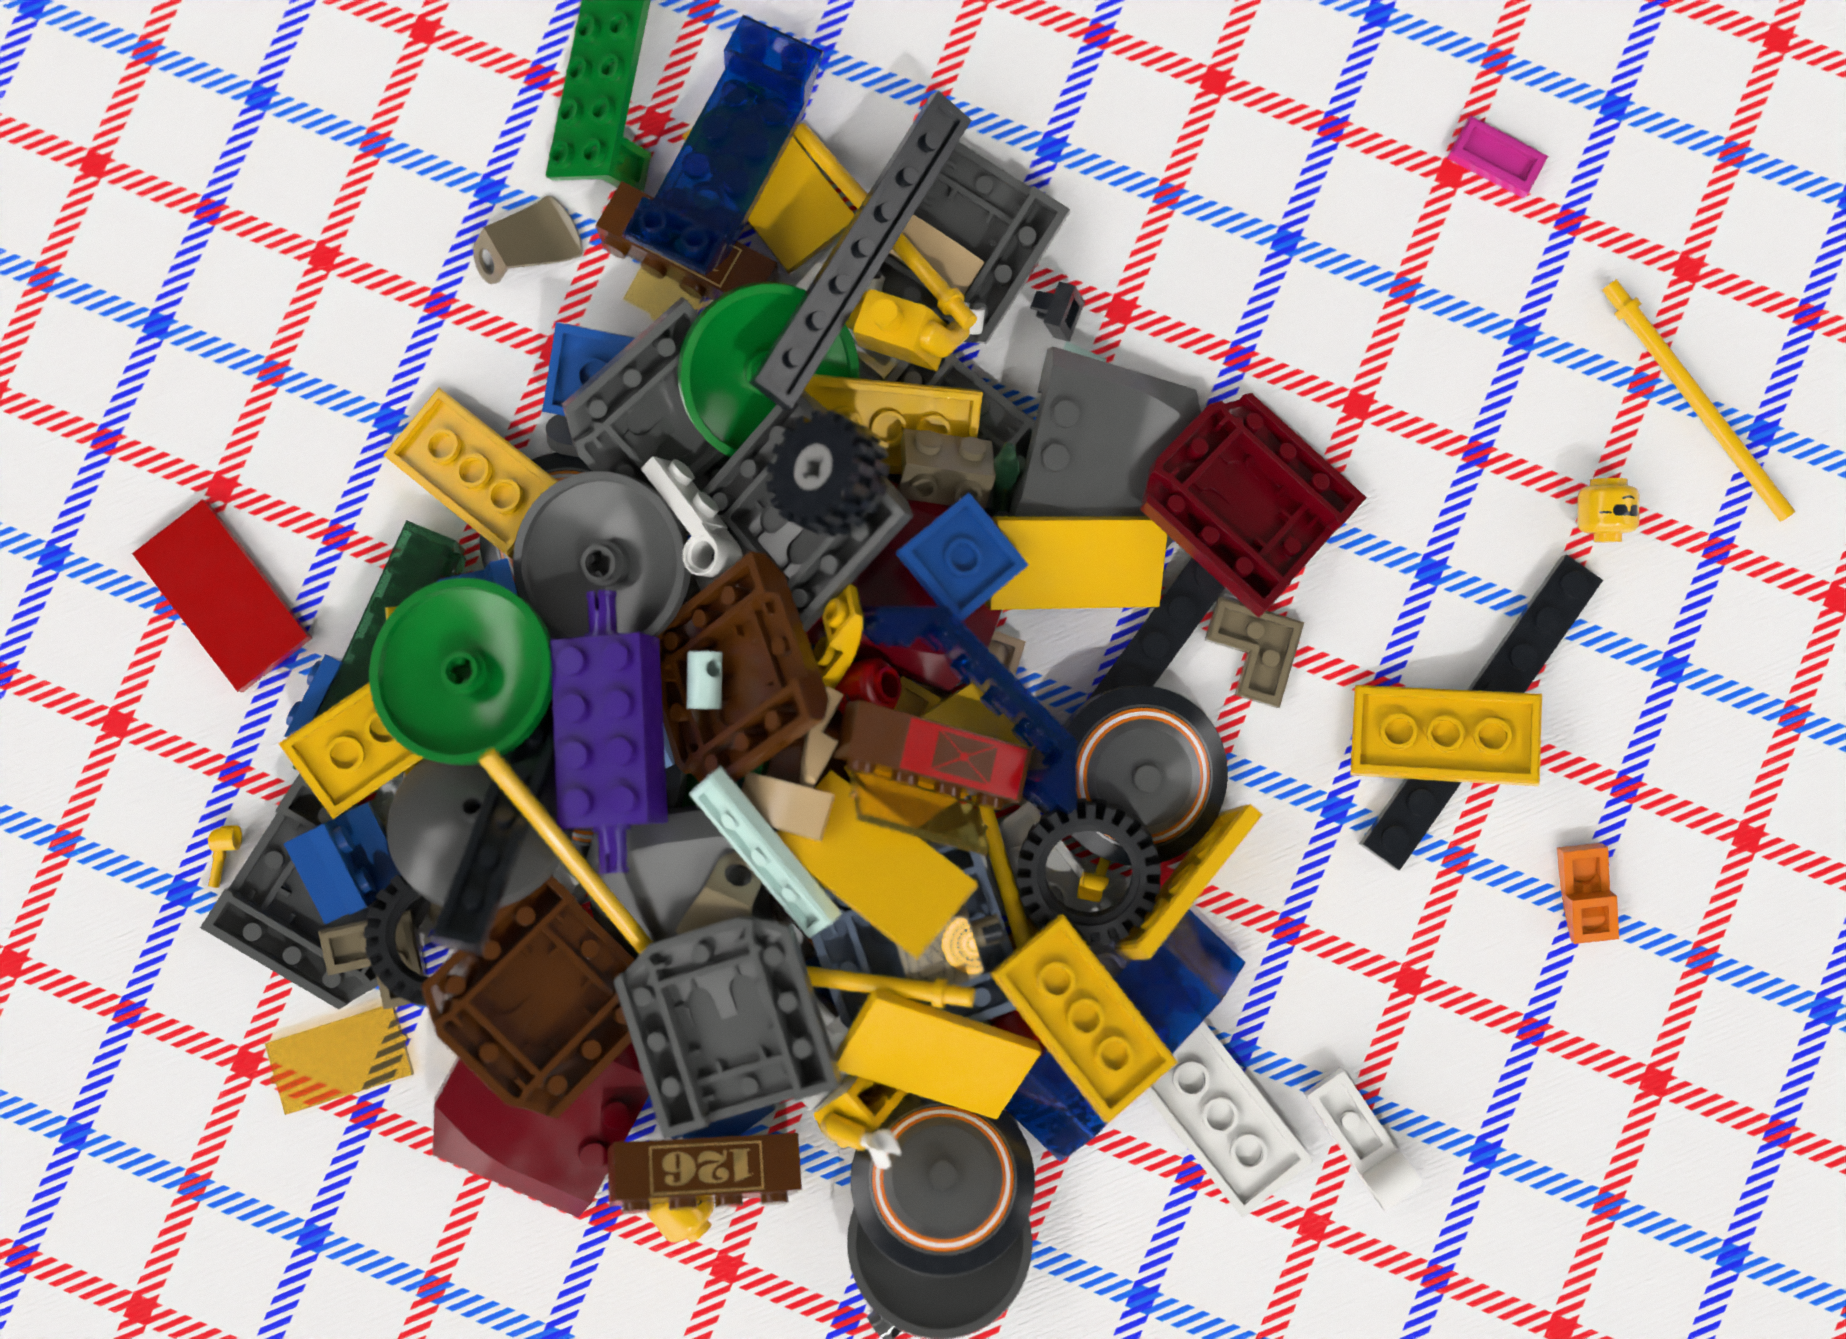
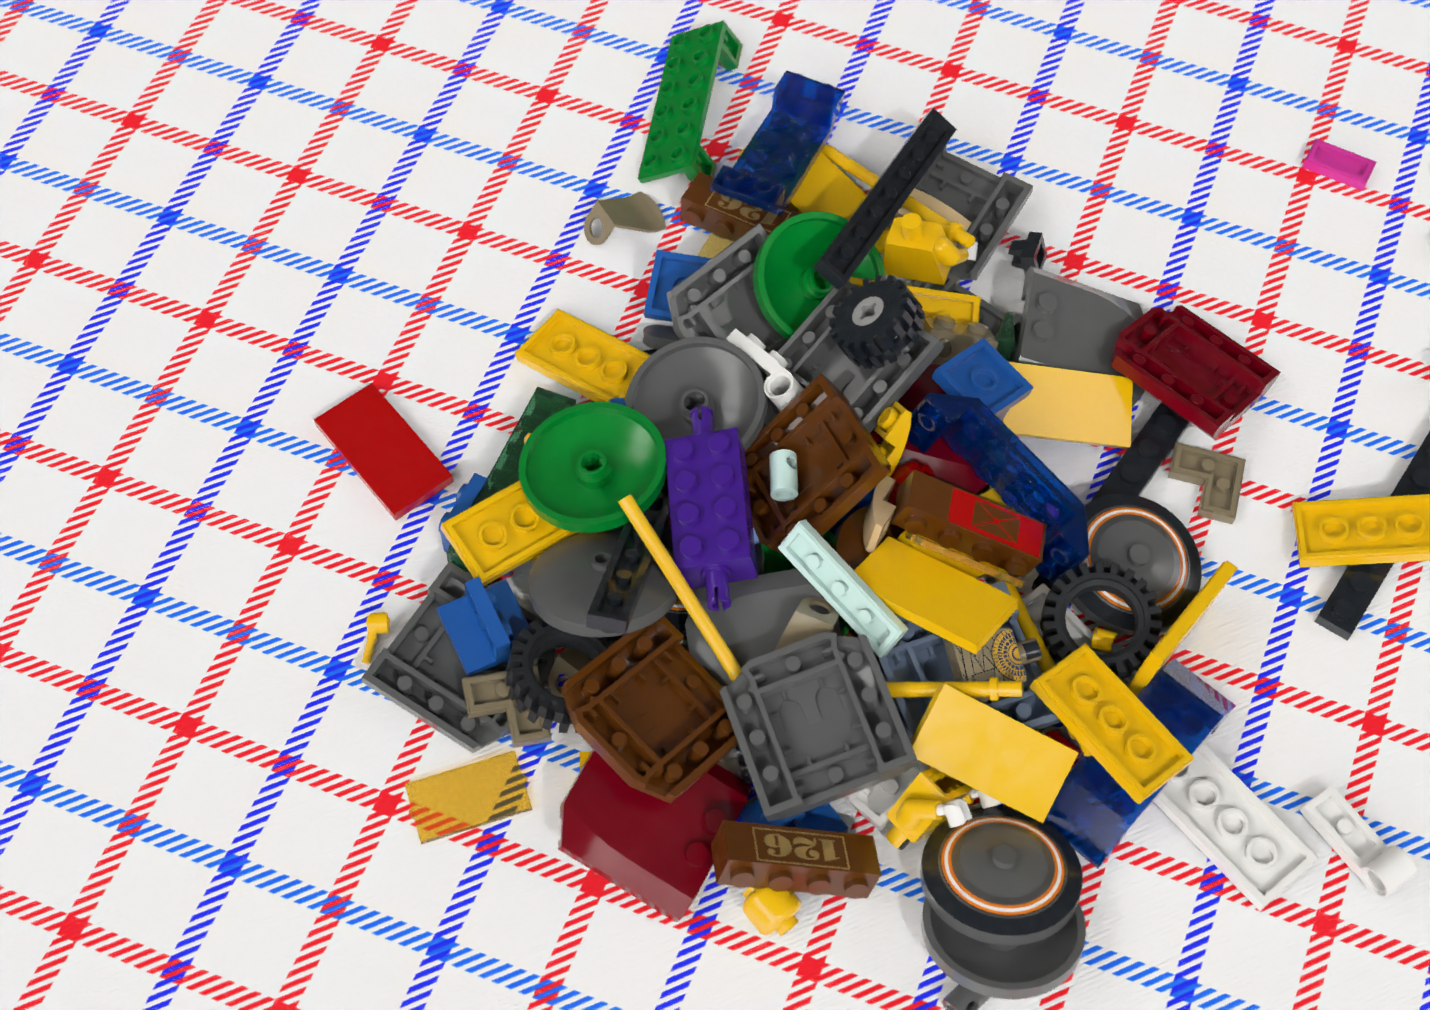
camera: 10 degrees left, 25 degrees down
(789, 805) = (865, 552): tan slope -> none

